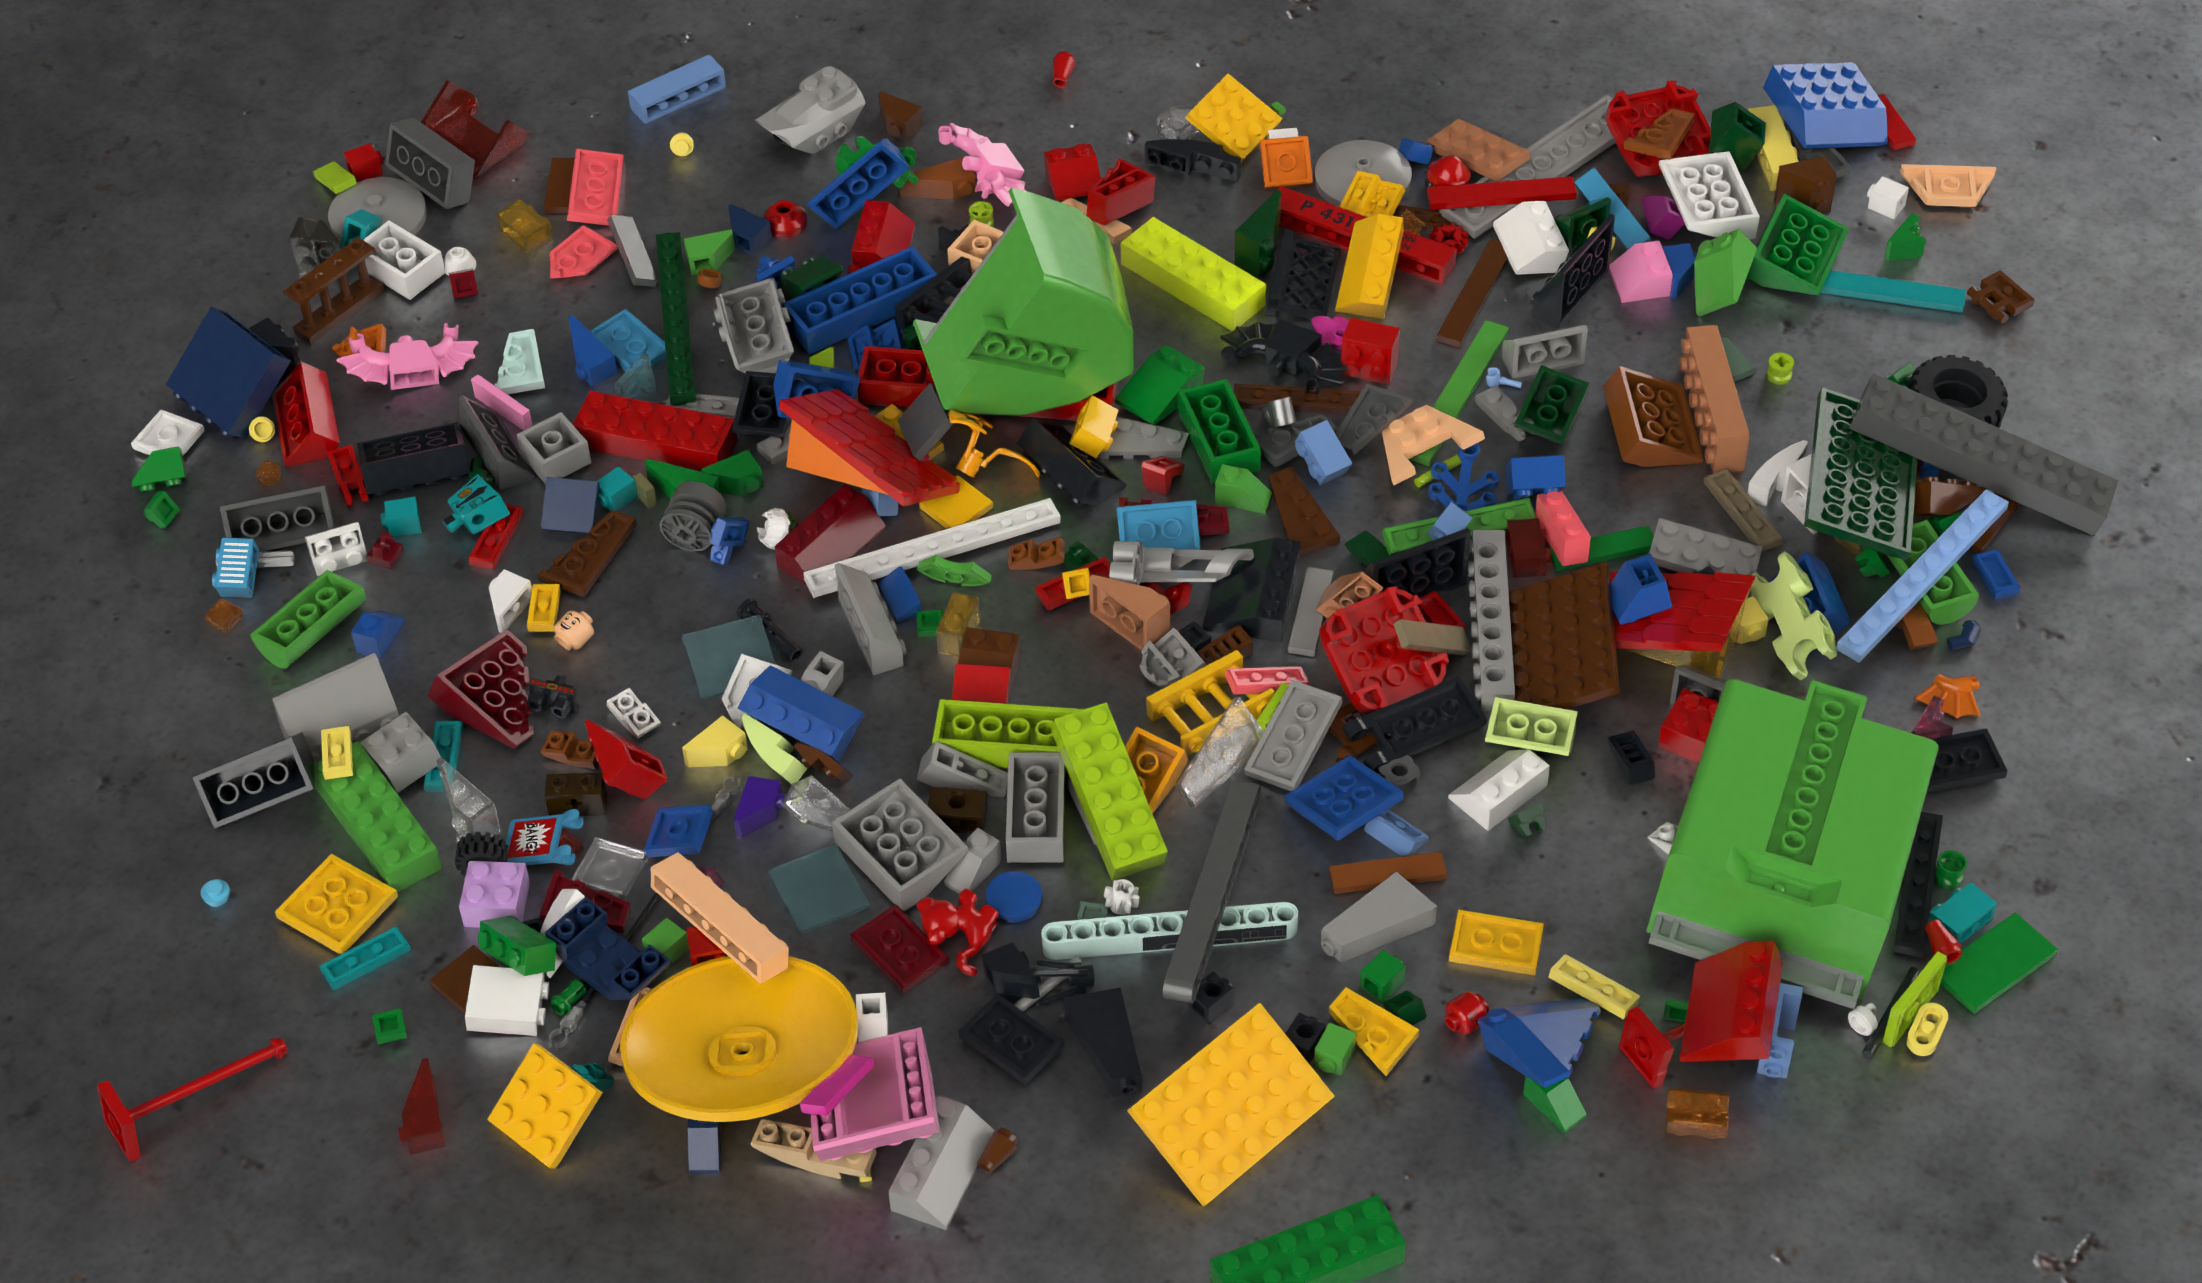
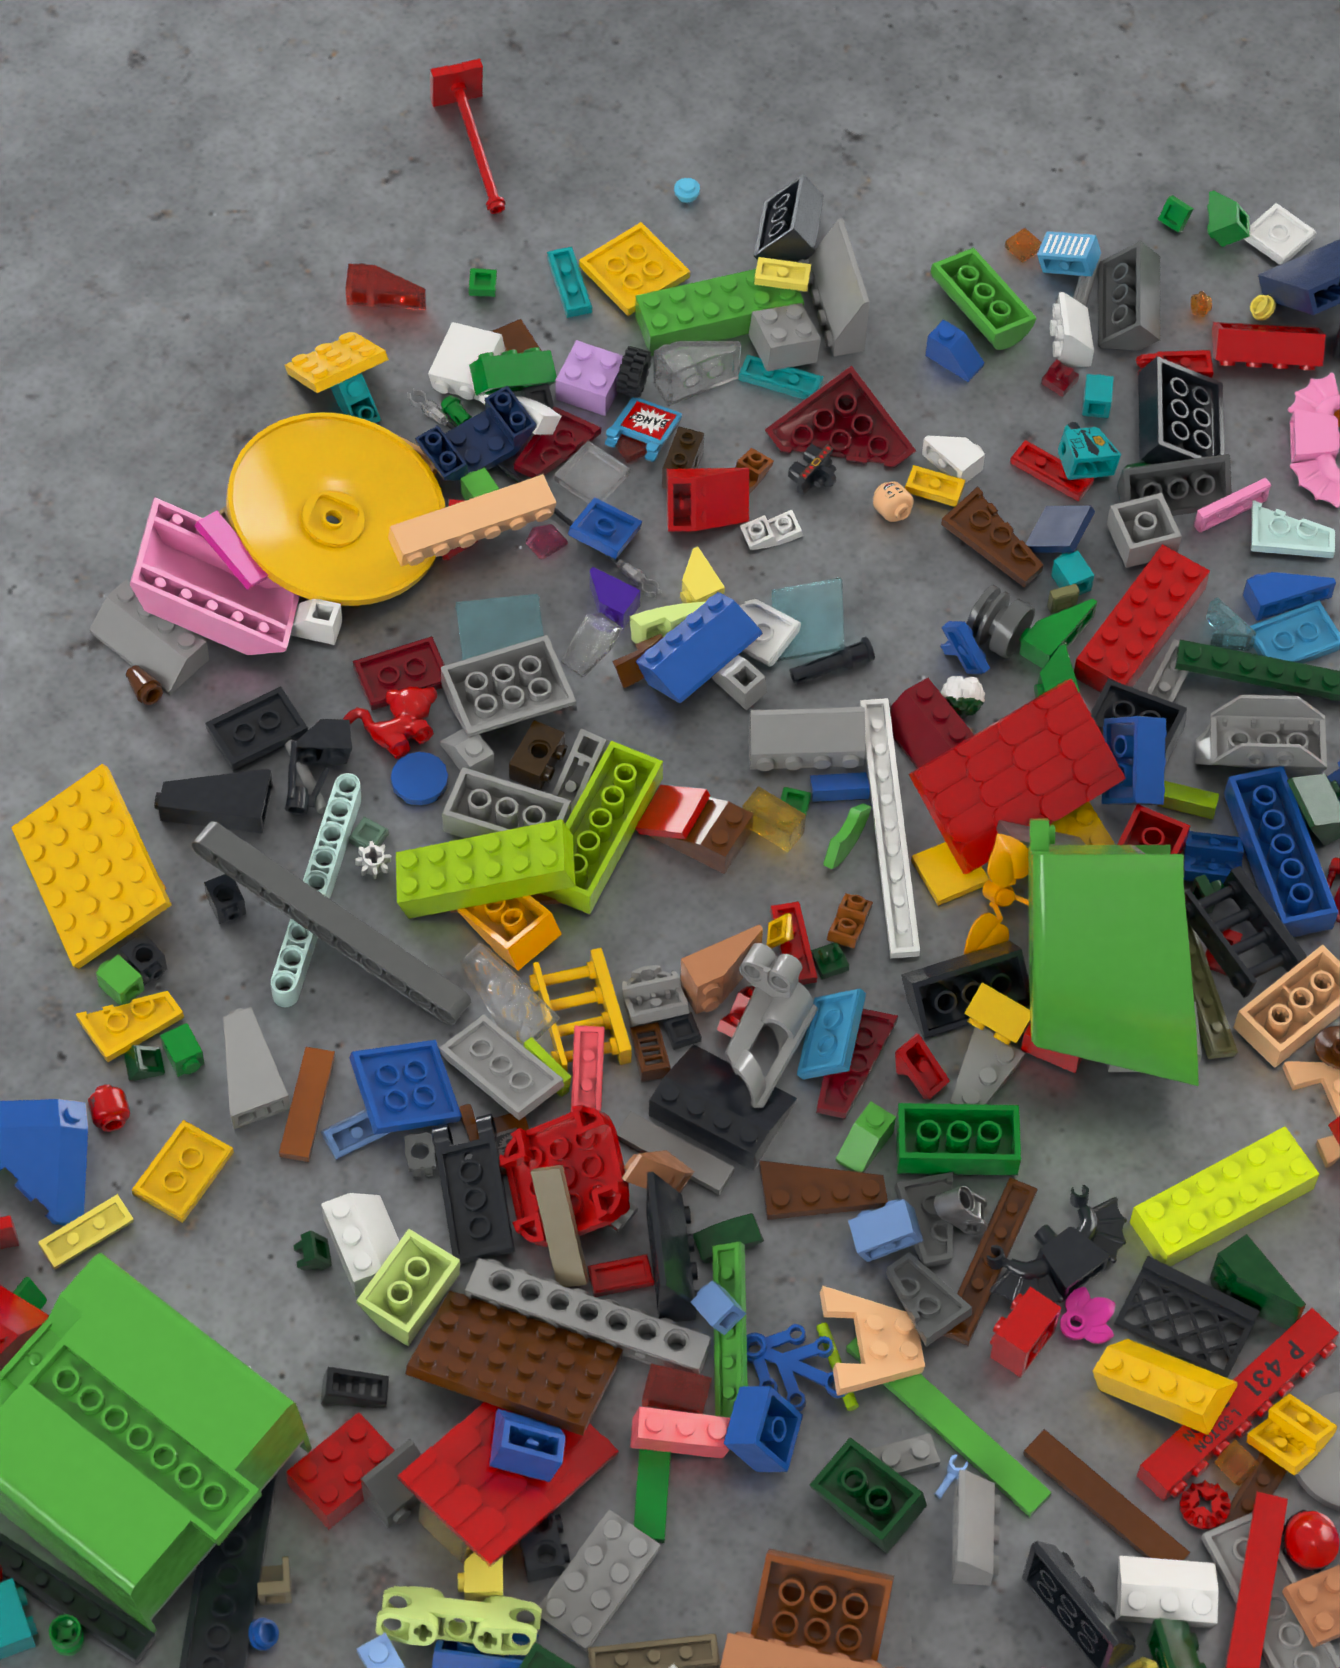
camera: 105 degrees right, 10 degrees up
(1155, 385) = (1051, 1107): green slope -> none

